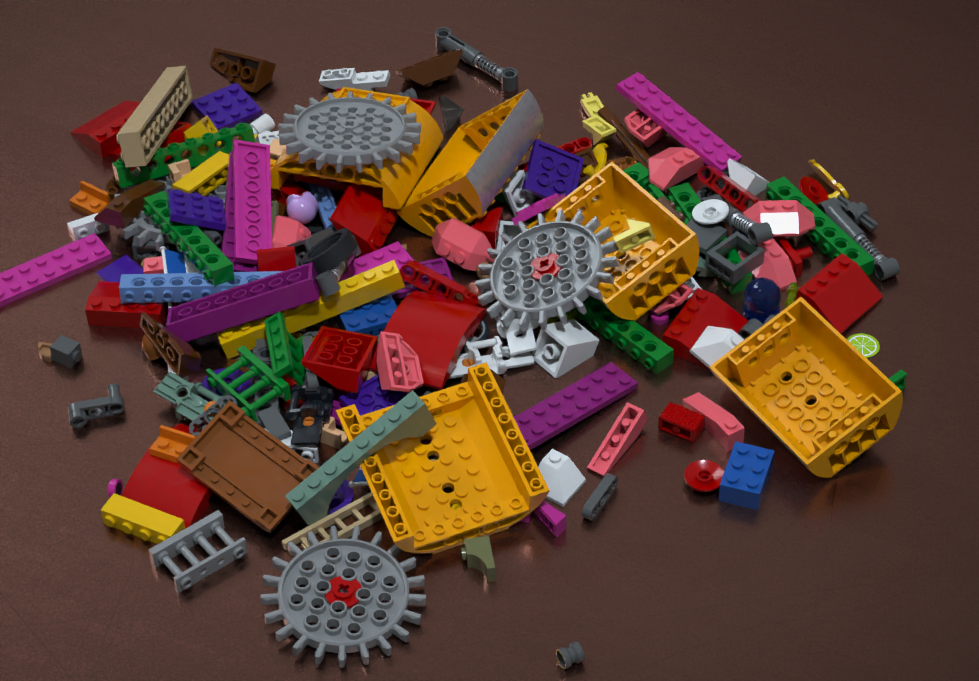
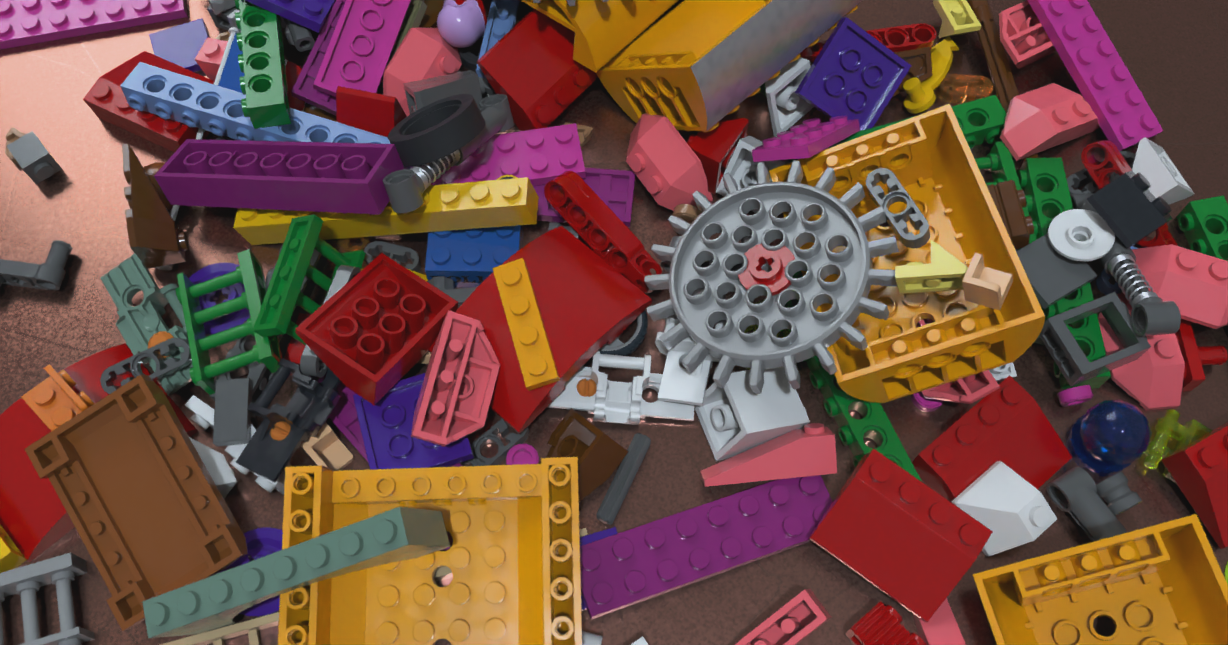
camera: 20 degrees right, 20 degrees up
(424, 330) = (526, 324): none -> light orange plate
(509, 389) = (623, 479): none -> dark grey axle
(601, 355) = (791, 455): none -> coral slope
(618, 226) = (898, 221): none -> dark grey beam
(661, 231) = (985, 285): none -> light nougat panel
(666, 367) = (900, 535): none -> red slope
(732, 191) = (1130, 208): none -> black slope
(737, 291) = (1075, 395): none -> dark pink tile

